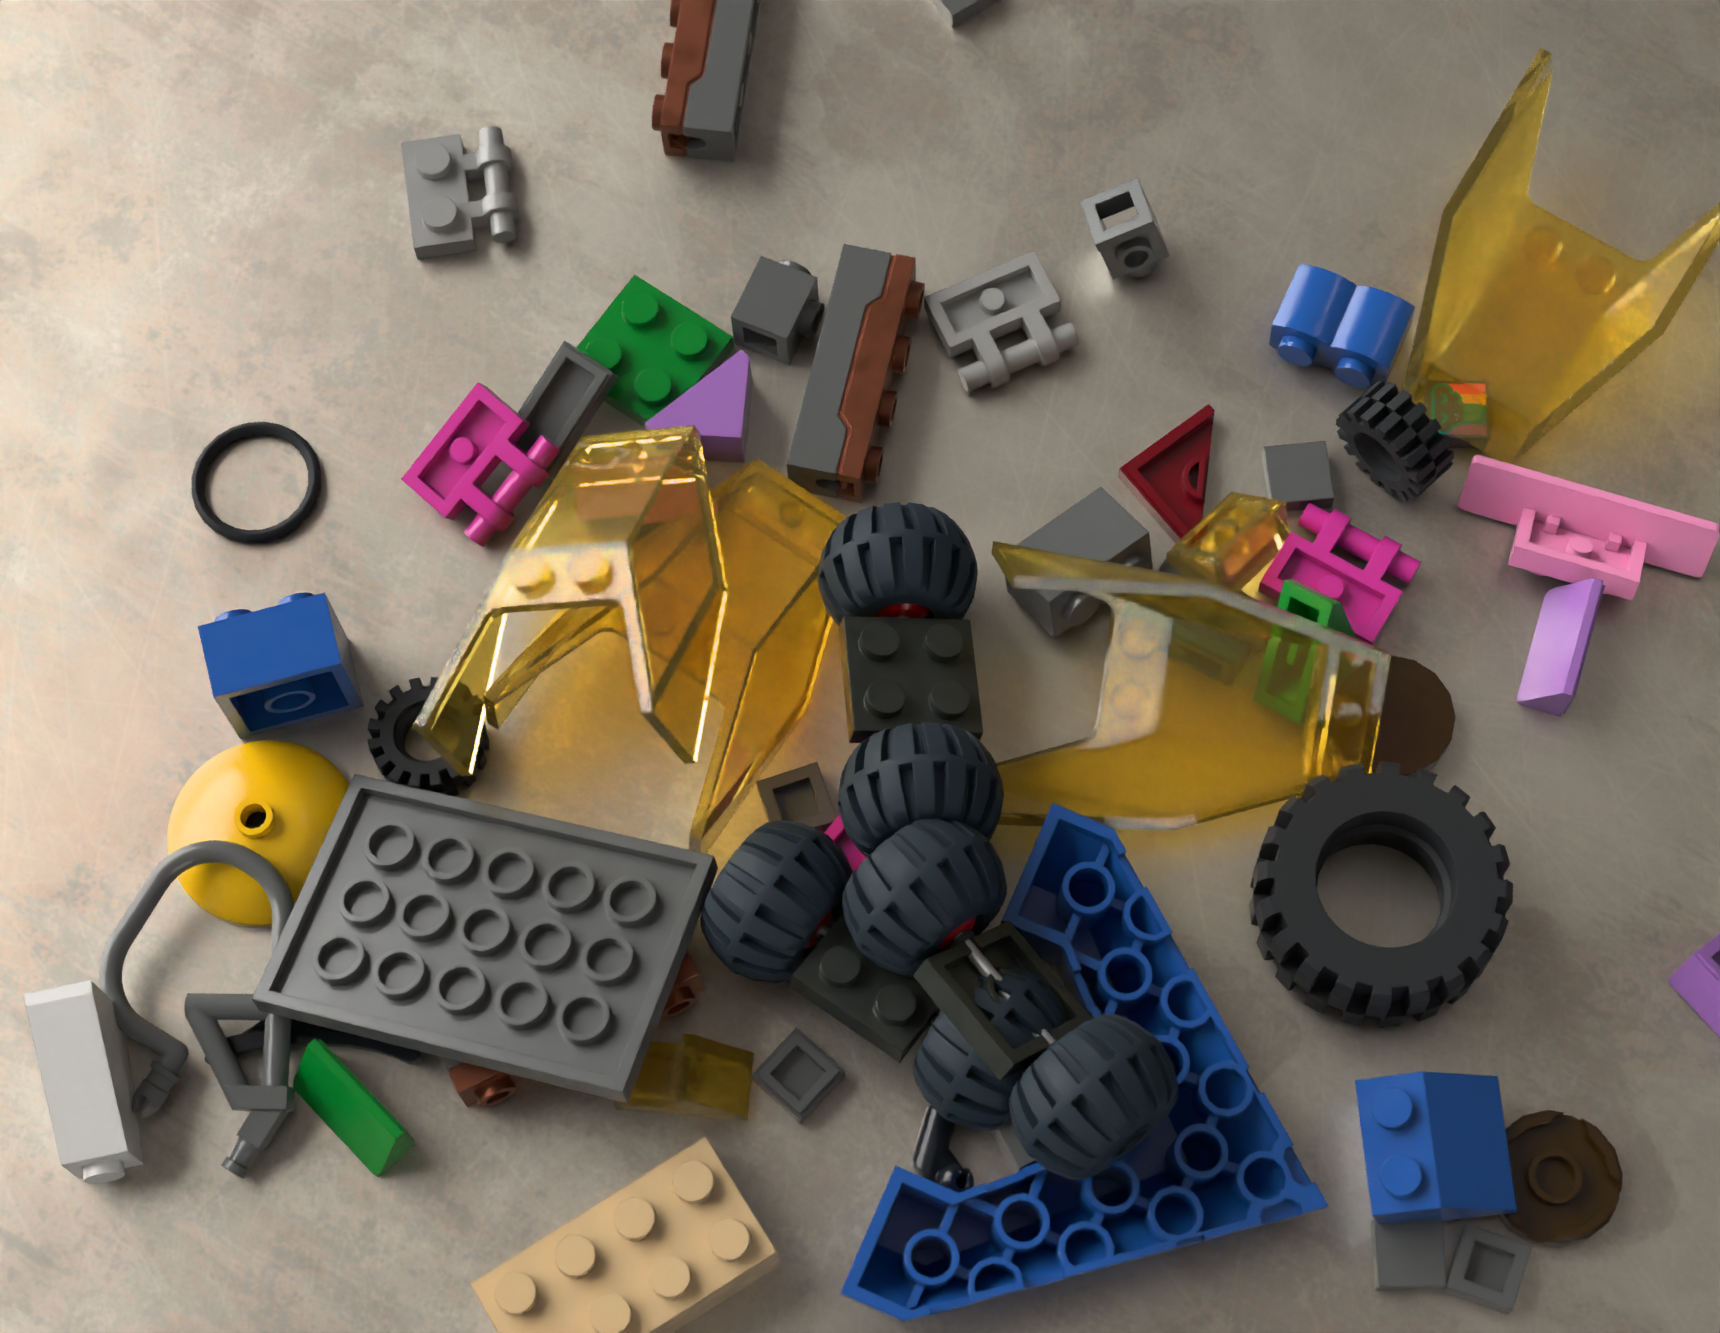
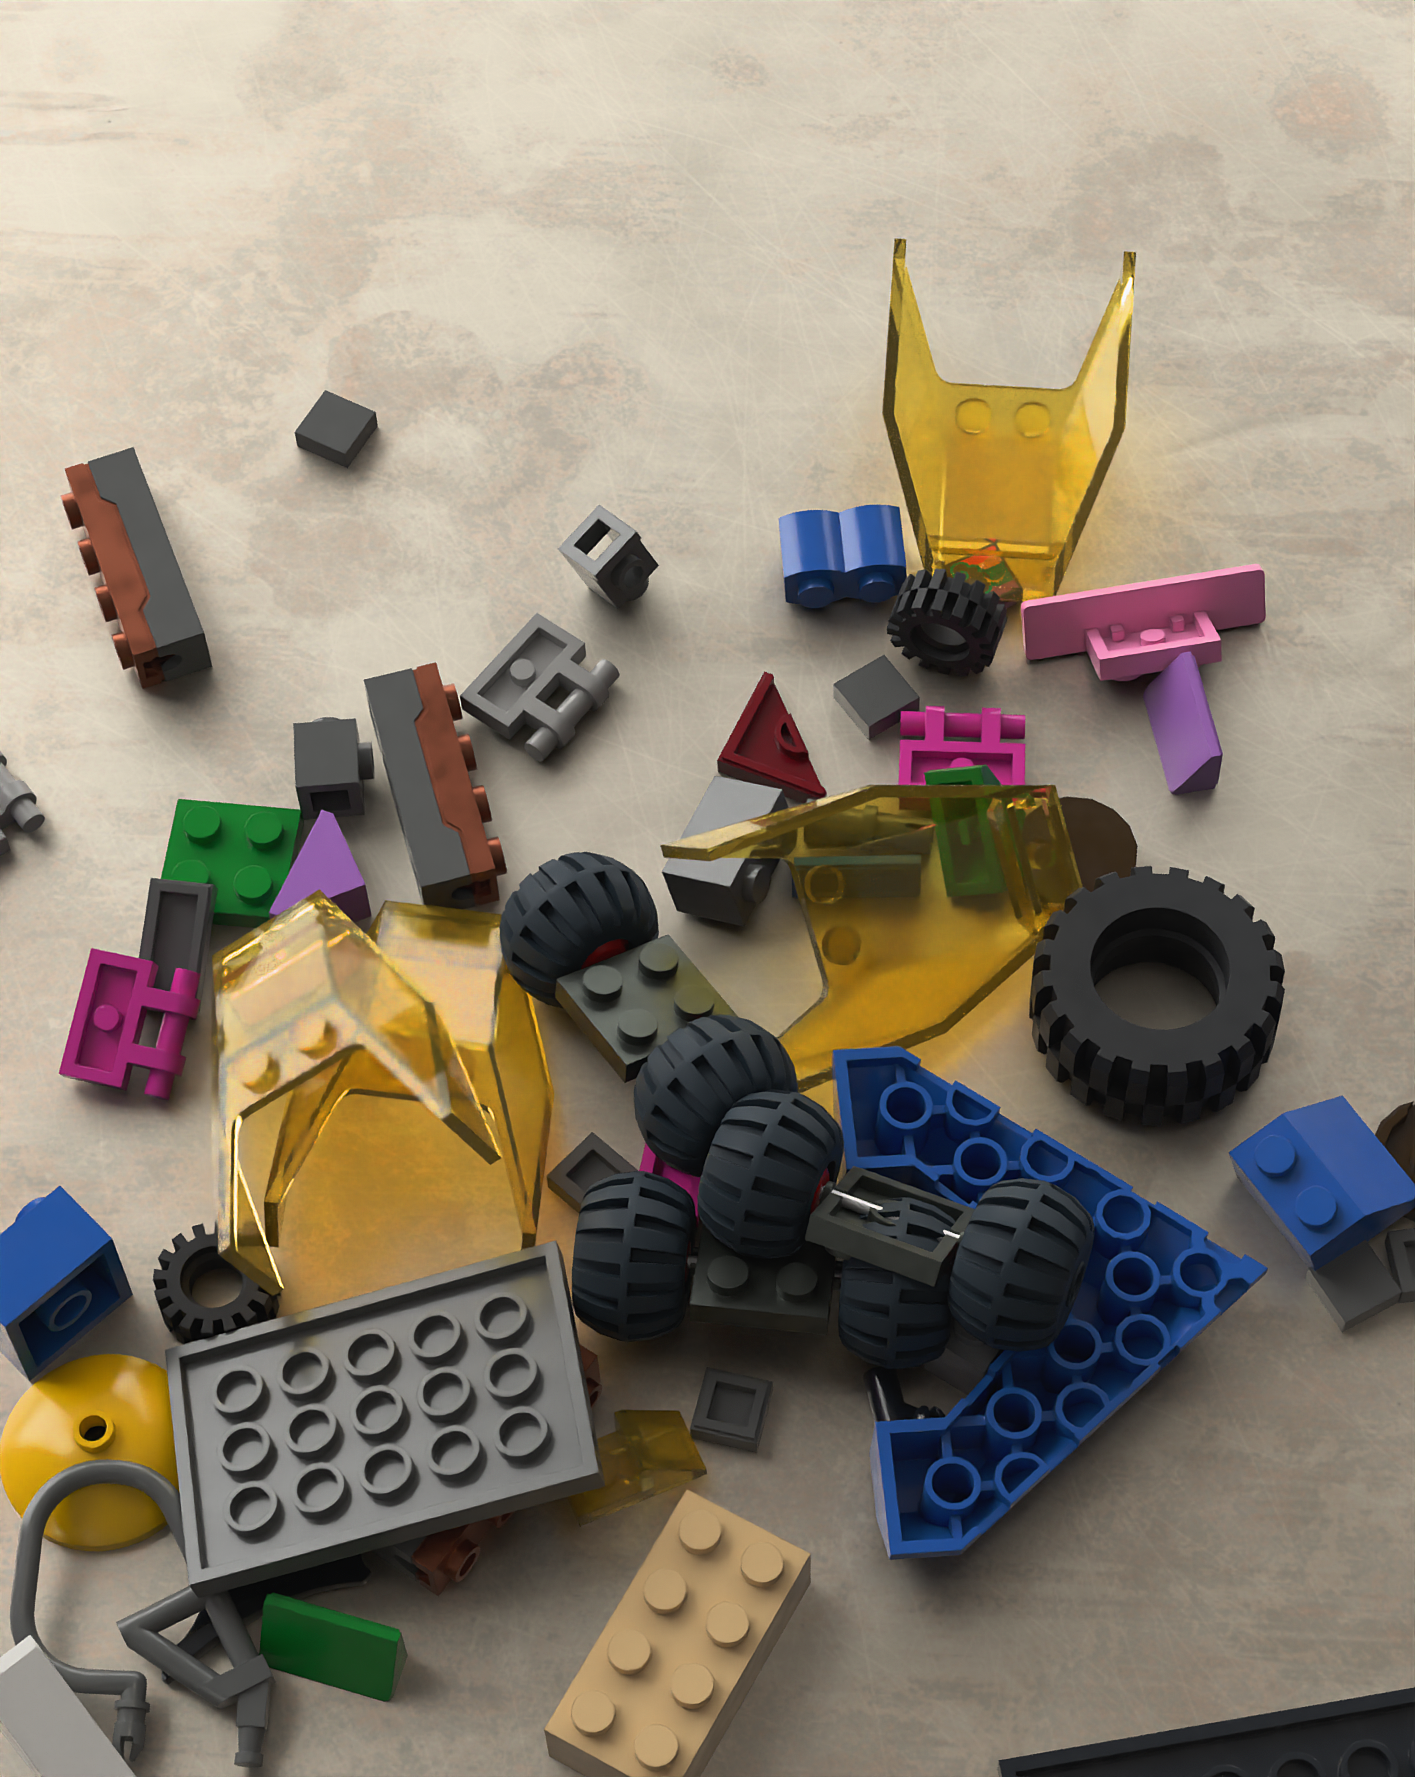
camera: 30 degrees left, 10 degrees down
(1233, 541) = (854, 760): clear yellow slope -> none

